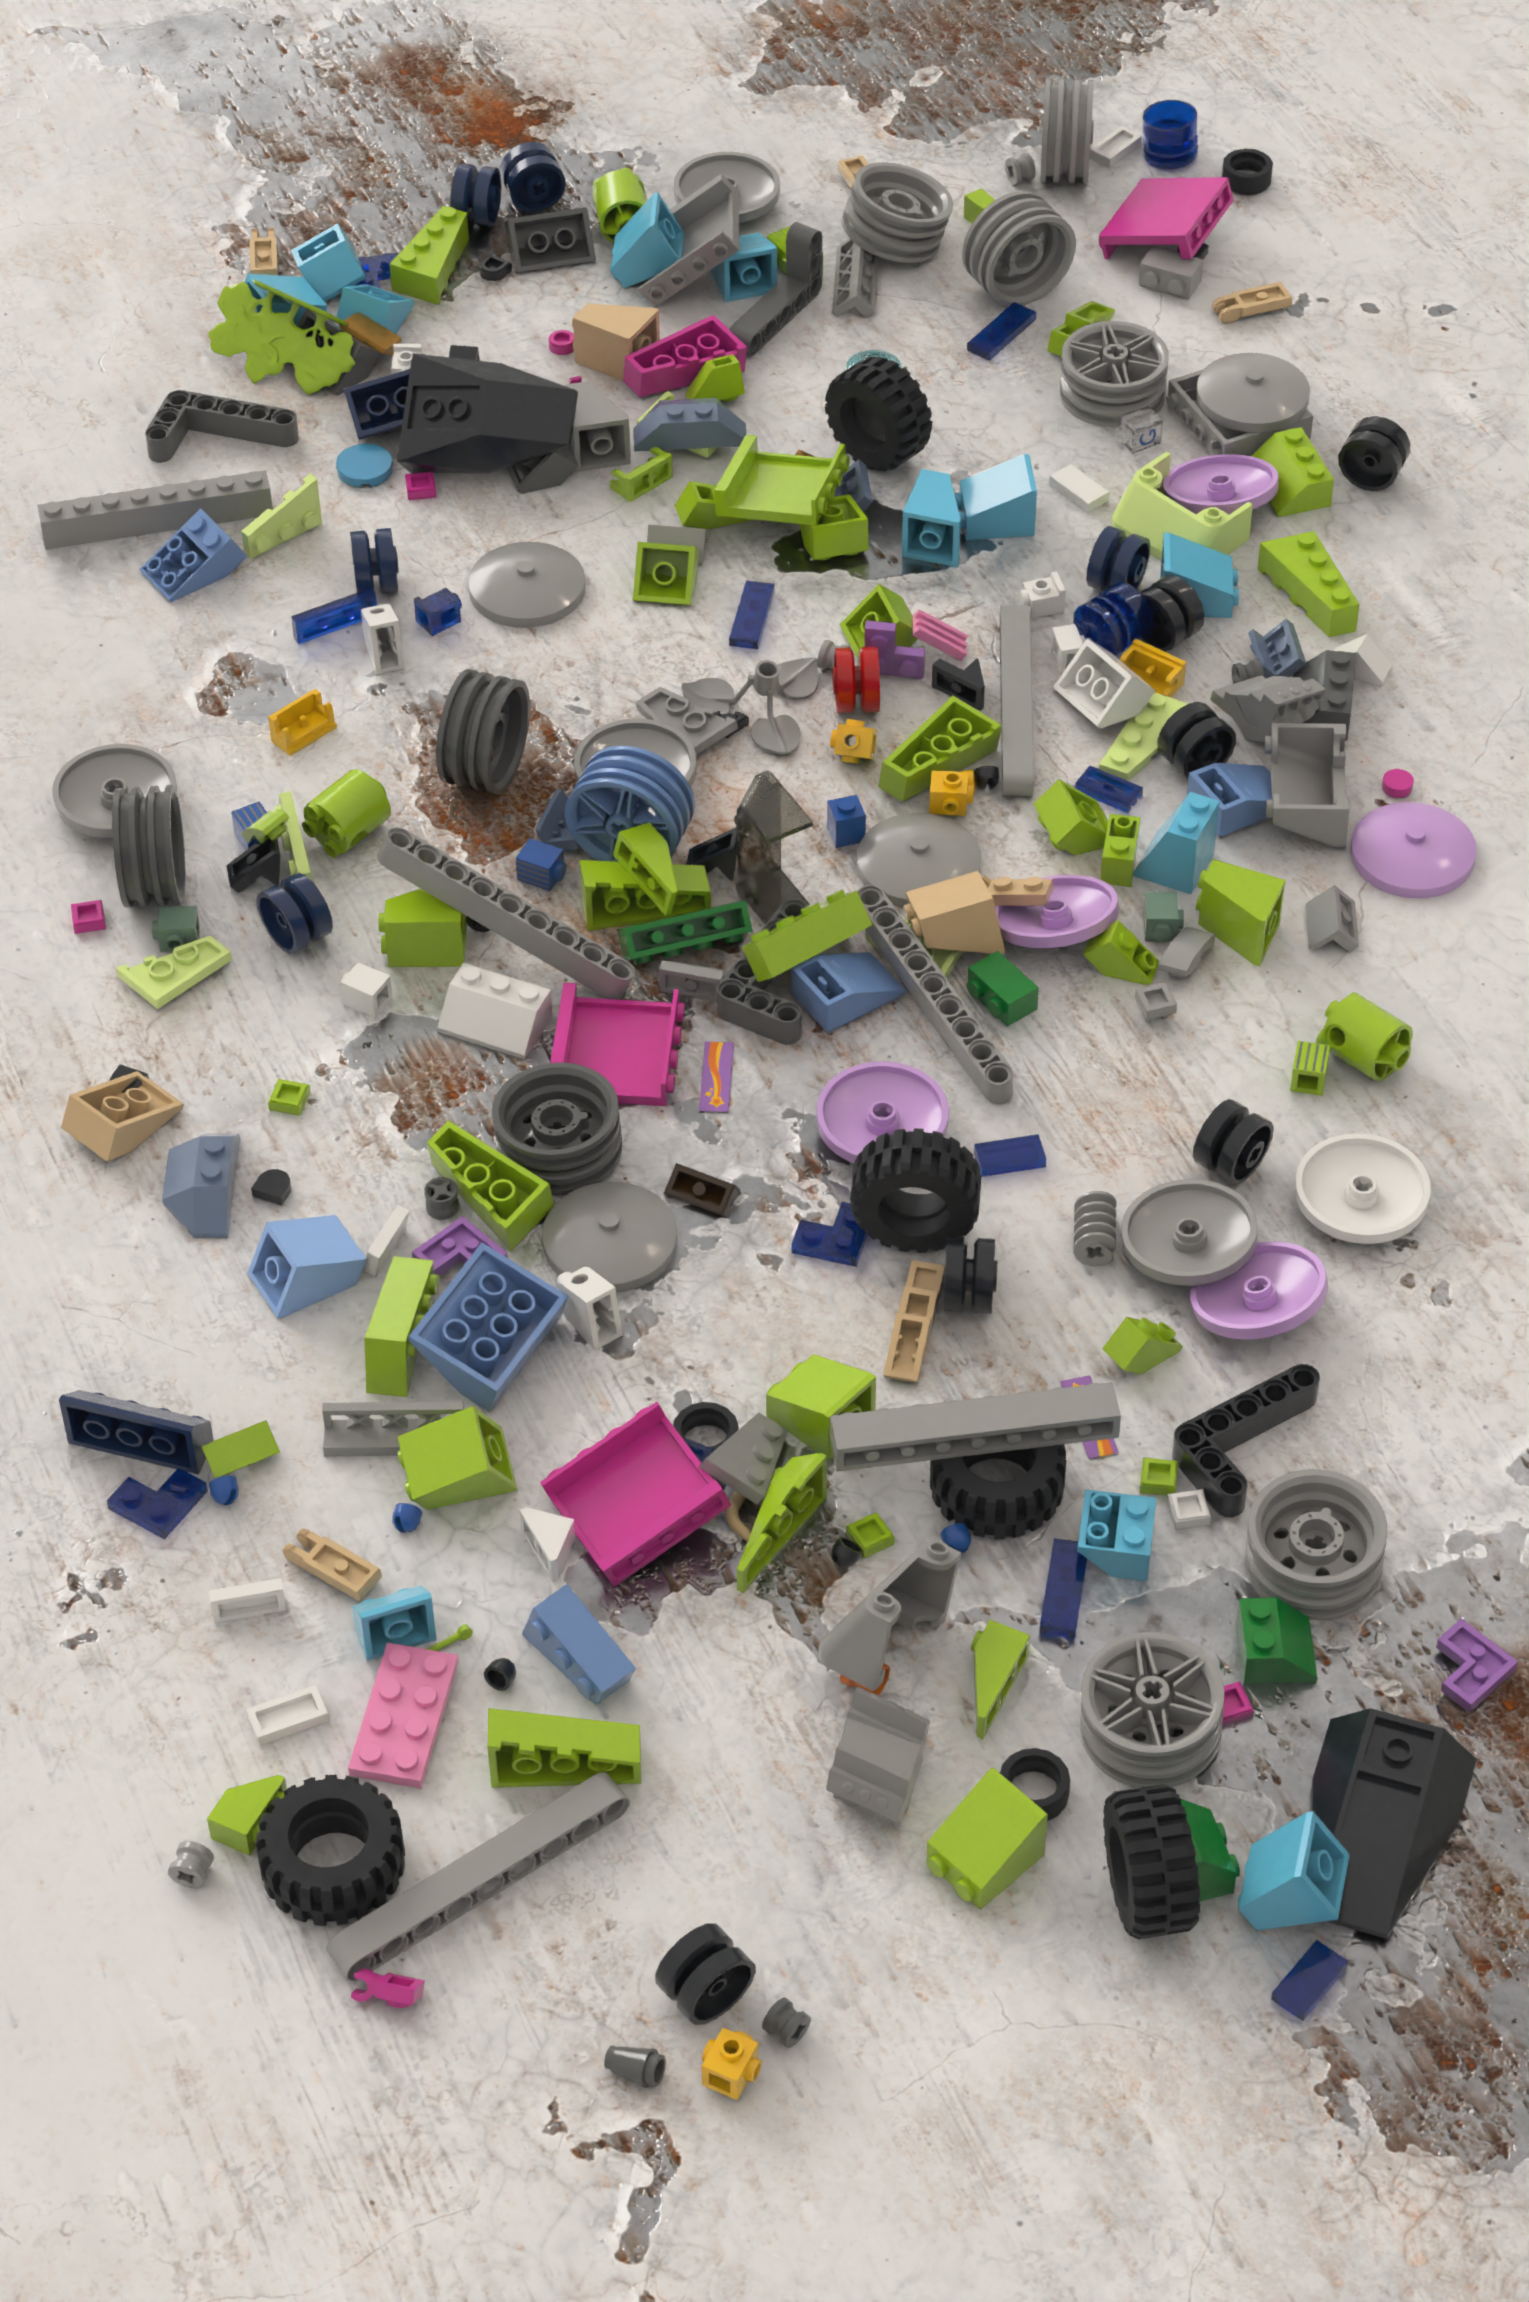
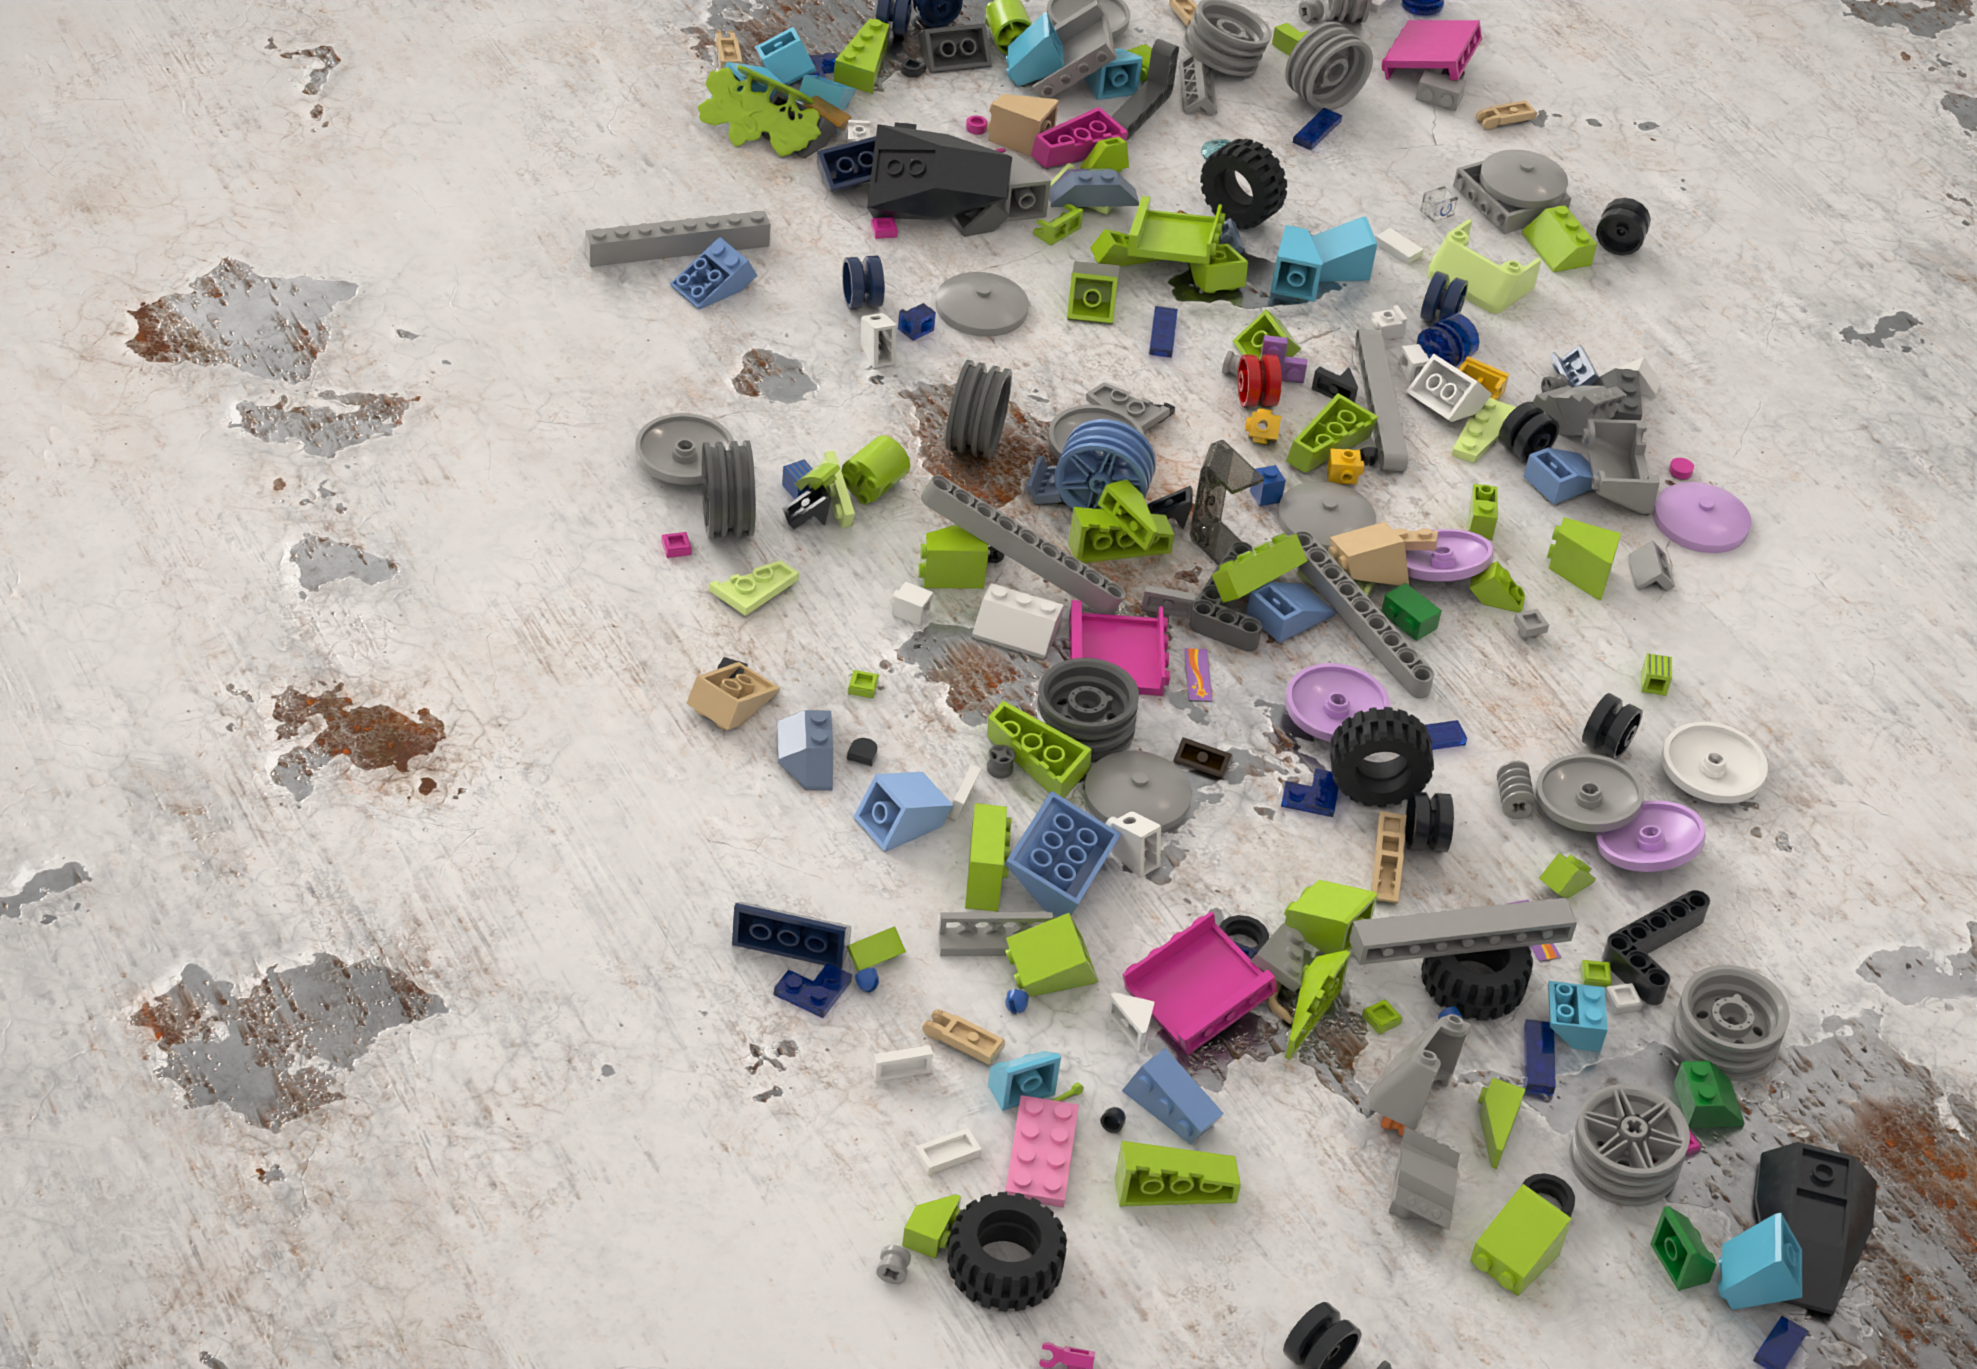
camera: 10 degrees left, 5 degrees down
(176, 927) = (751, 553): sand green brick -> none
(216, 416) = (716, 170): dark grey beam -> none
(291, 518) = (787, 249): yellowish green wing -> none
(294, 913) = (848, 543): dark blue wheel -> none
(301, 722) = (823, 402): yellow hinge -> none
(331, 616) = (834, 322): clear blue tile -> none
(364, 465) = (836, 210): dark azure tile -> none
(454, 1245) = (1019, 795): medium lavender plate -> none
(478, 1875) = (1123, 1272): light grey beam -> none
(540, 864) = (1034, 512): blue brick -> none
(684, 930) = (1158, 563): green brick -> none
(794, 678) = (1205, 379): light grey plant -> none
(845, 1552) = (1366, 1029): black hinge -> none
(939, 635) = (1314, 349): bright pink tile -> none
(1072, 819) = (1441, 488): lime slope -> none
(1075, 319) = (1378, 130): lime slope -> none
(1109, 791) = (1462, 467): clear blue tile -> none
(1112, 371) = (1412, 160): light grey wheel -> none
(1151, 1861) = (1657, 1253): black tyre -> none
(1161, 916) = (1522, 561): sand green brick -> none
(1174, 610) = (1496, 336): black wheel -> none
(1182, 845) = (1530, 507): medium azure slope -> none
(1185, 952) = (1545, 588): light grey slope -> none
(1205, 570) = (1503, 315): medium azure slope -> none
(1221, 482) = (1512, 242): lavender dish -> none
(1248, 160) = (1489, 11): black tyre -> none
(1311, 580) = (1591, 319): lime wedge -> none
(1366, 1036) = (1698, 651): lime cylinder -> none
(1480, 1662) = (1866, 1110): medium lavender plate -> none

